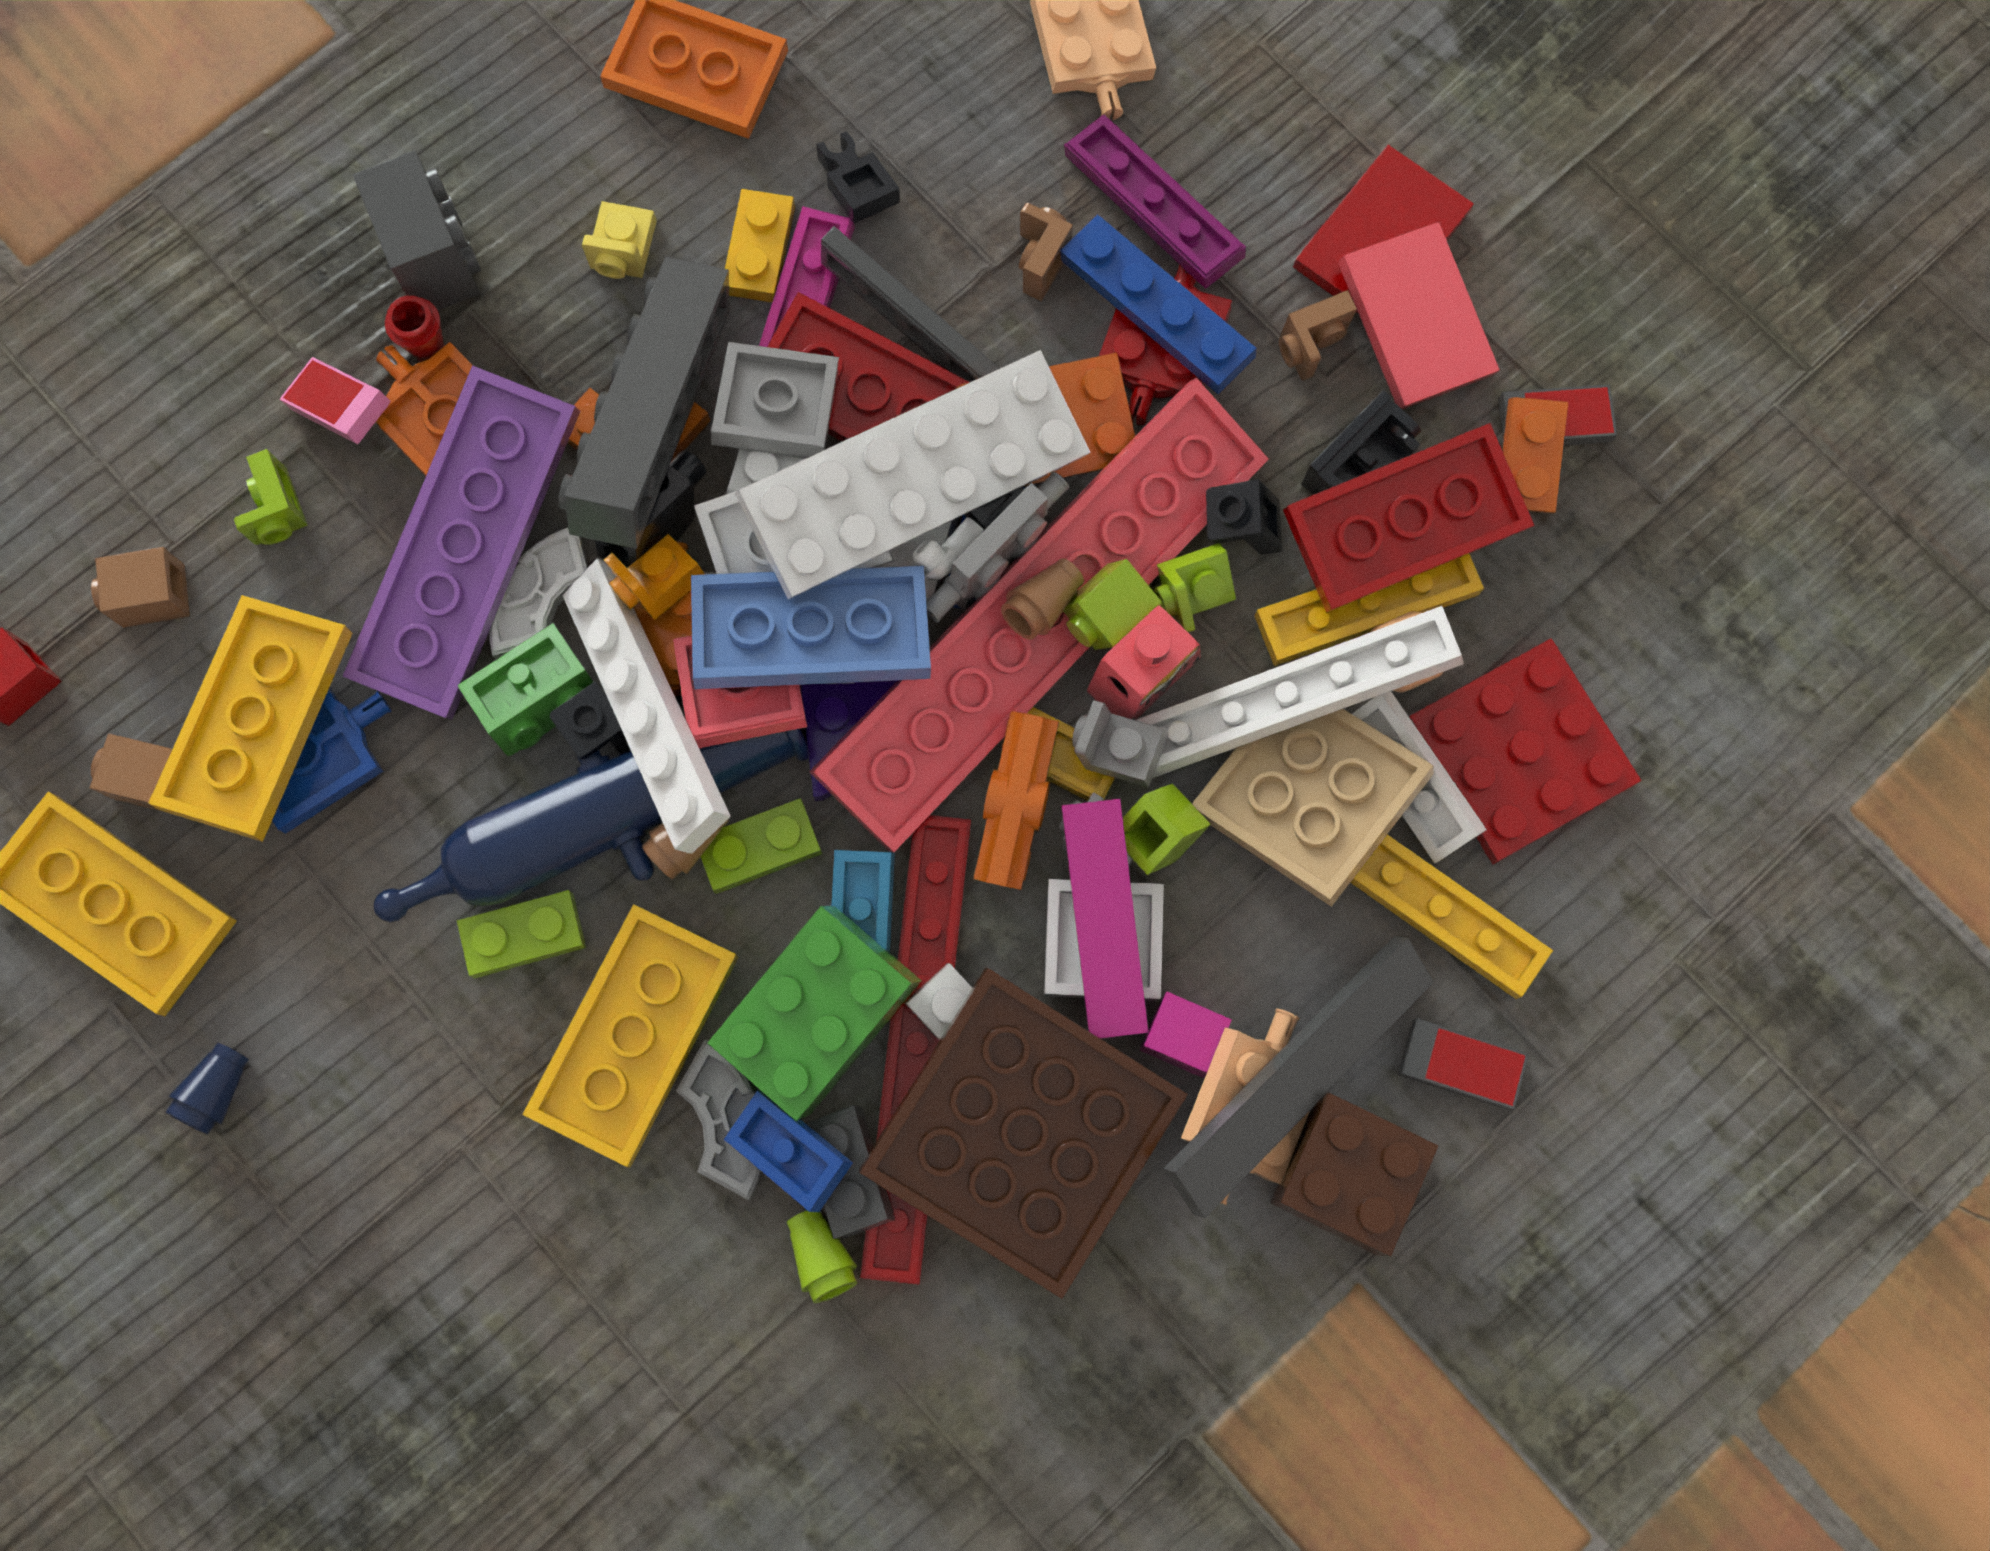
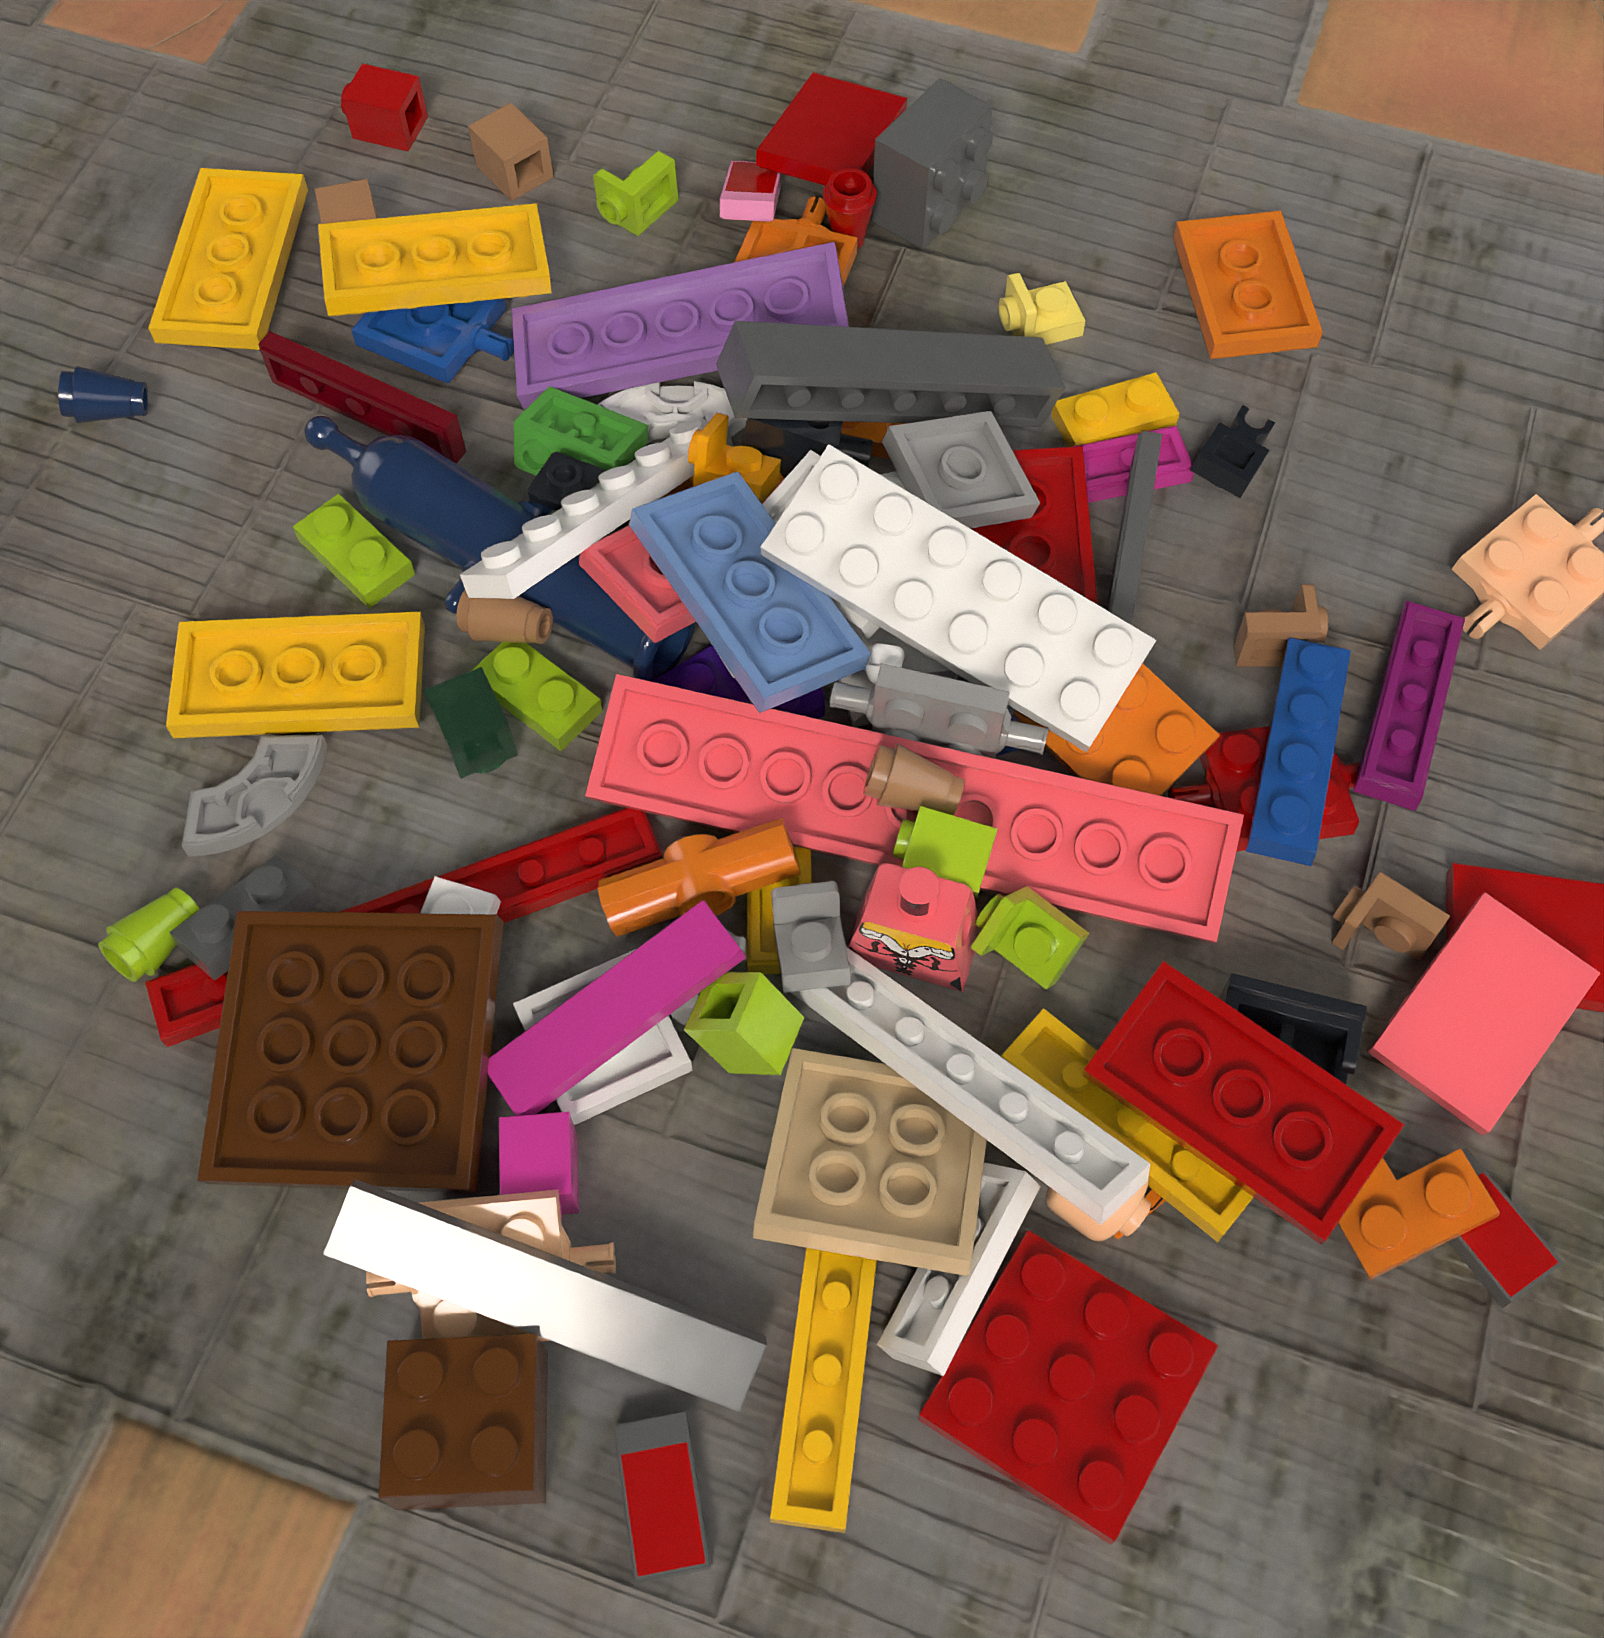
camera: 65 degrees right, 15 degrees down
(306, 294) = (828, 129): none -> red tile
(361, 855) = (360, 396): none -> dark red tile
(767, 910) = (471, 723): none -> clear green brick
(788, 1152) = (234, 844): blue plate -> none
(814, 1012) = (386, 801): bright green brick -> none
(865, 891) = (516, 800): dark azure plate -> none
(1244, 512) = (1135, 941): black bracket -> none

